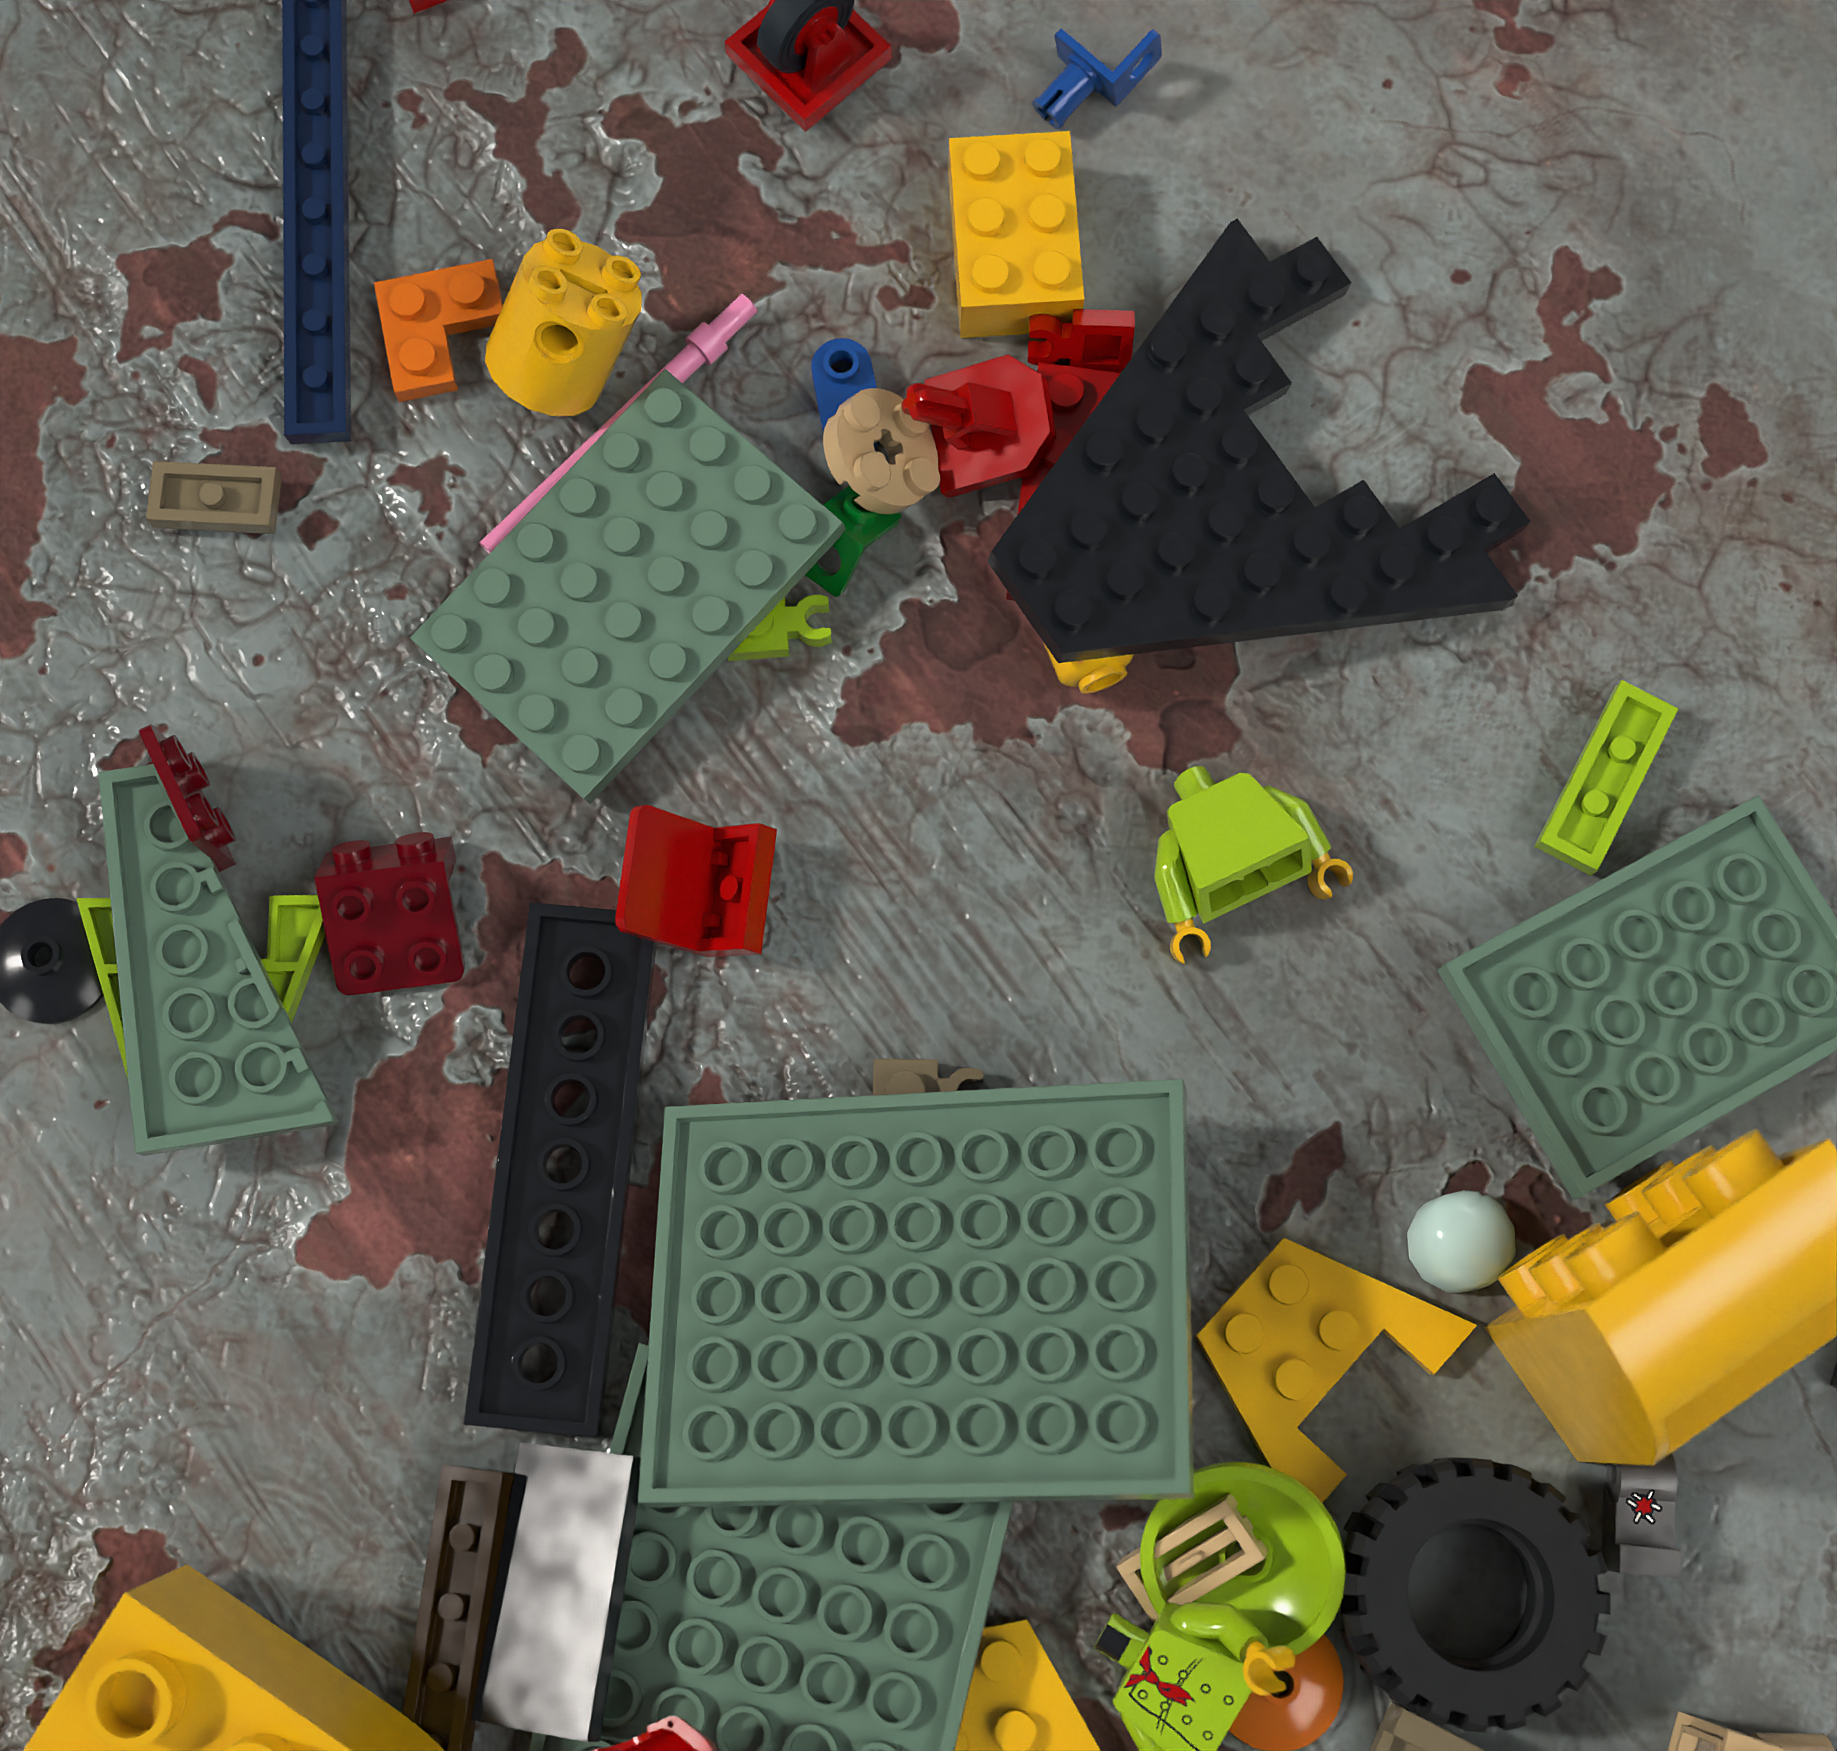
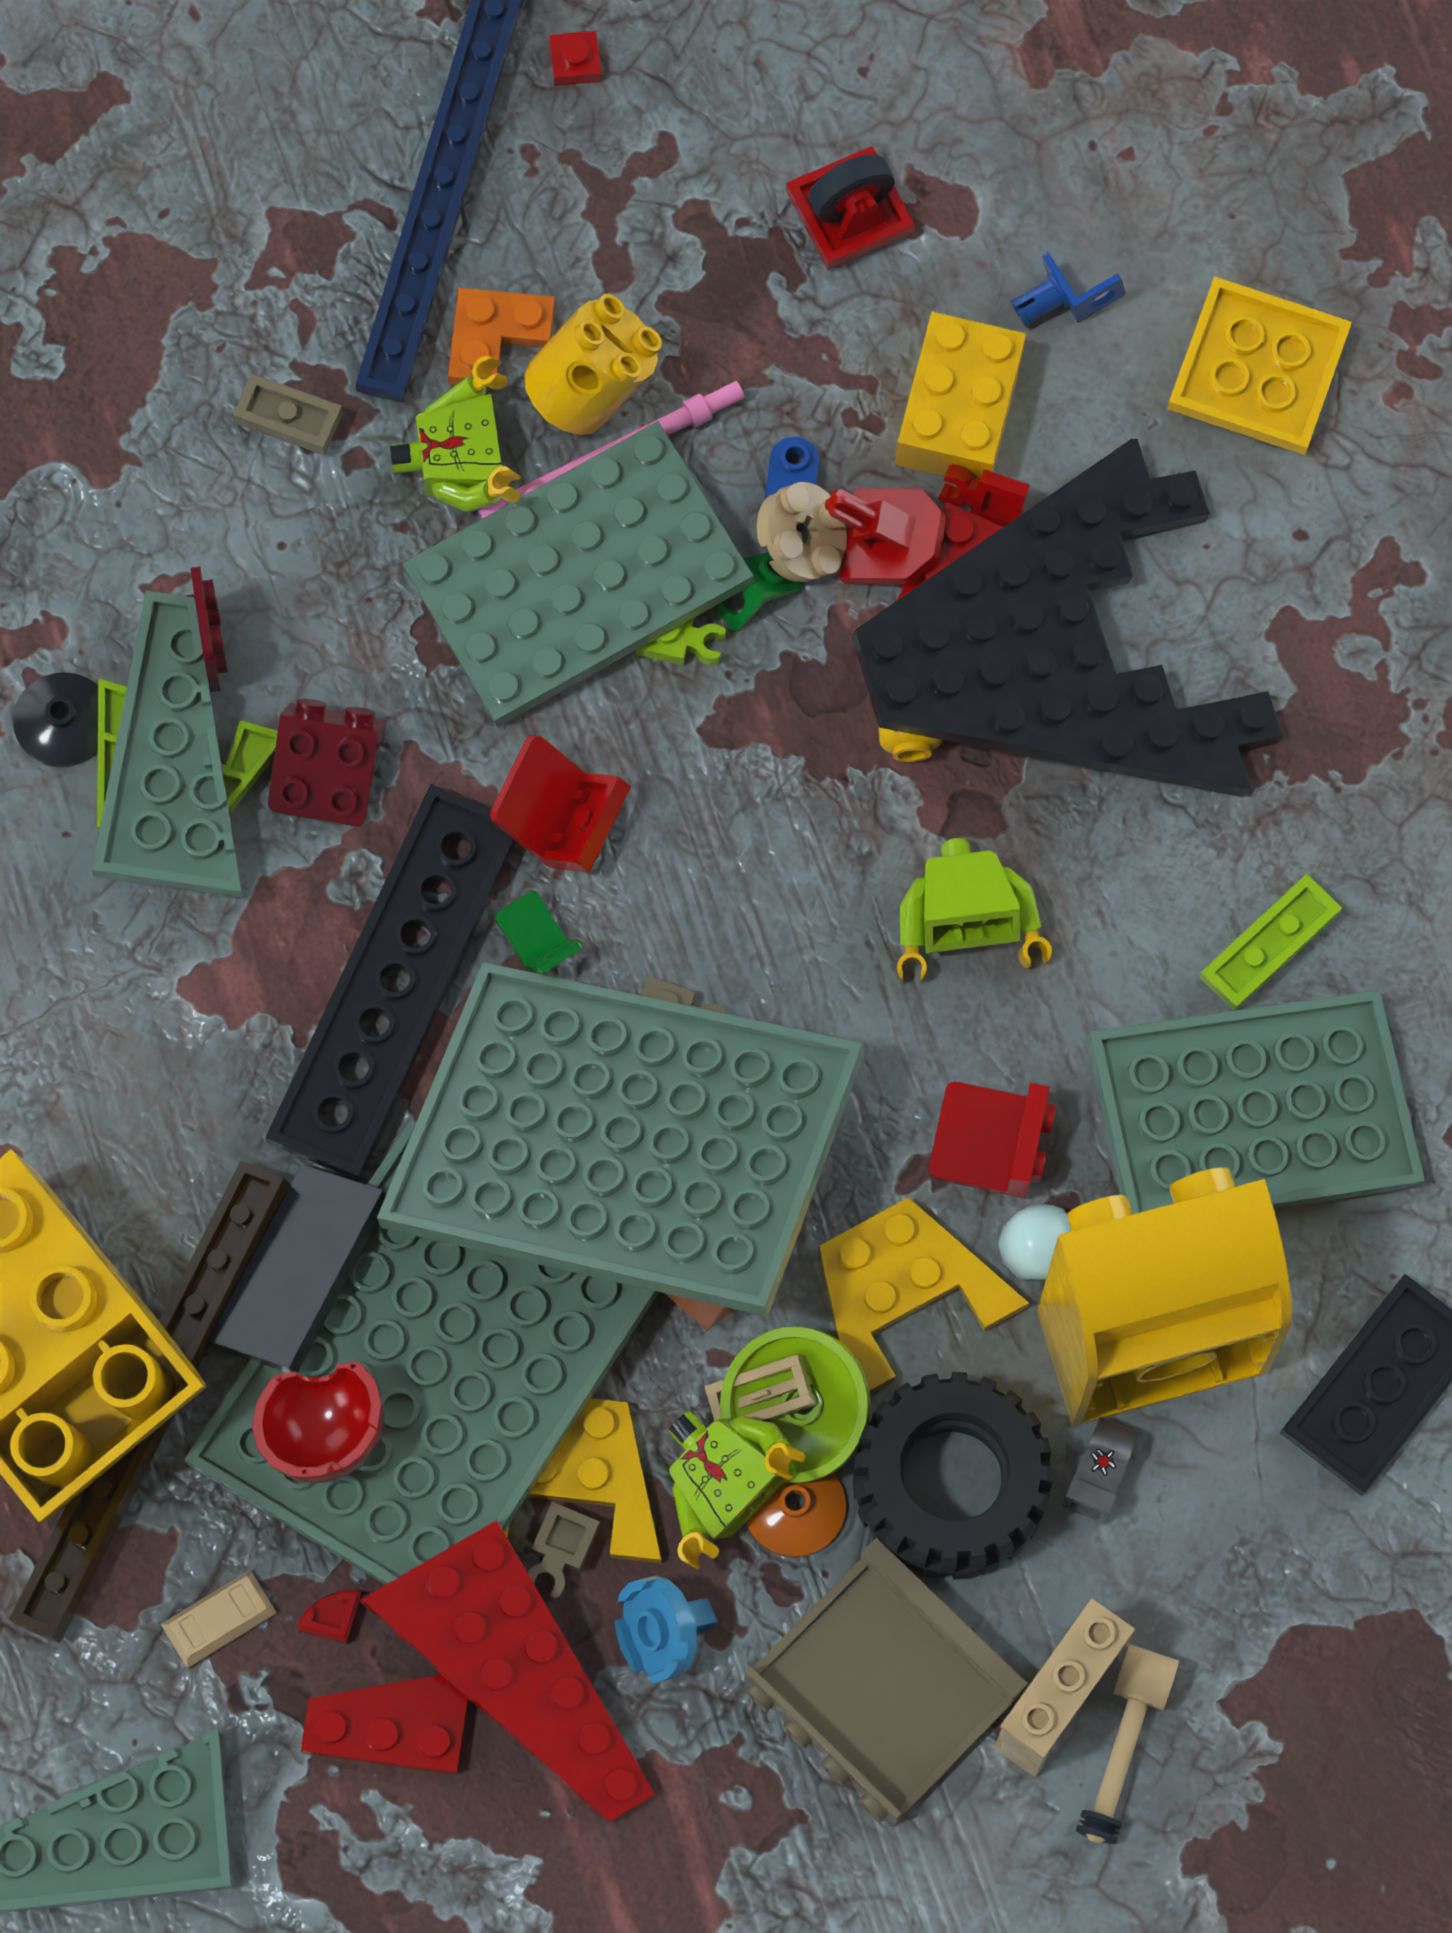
camera: 15 degrees right, 5 degrees down
(435, 471) = (460, 445): none -> lime torso
(720, 1051) = (534, 933): none -> green bracket
(1347, 91) = (1259, 365): none -> yellow plate
(1363, 1129) = (991, 1138): none -> red bracket

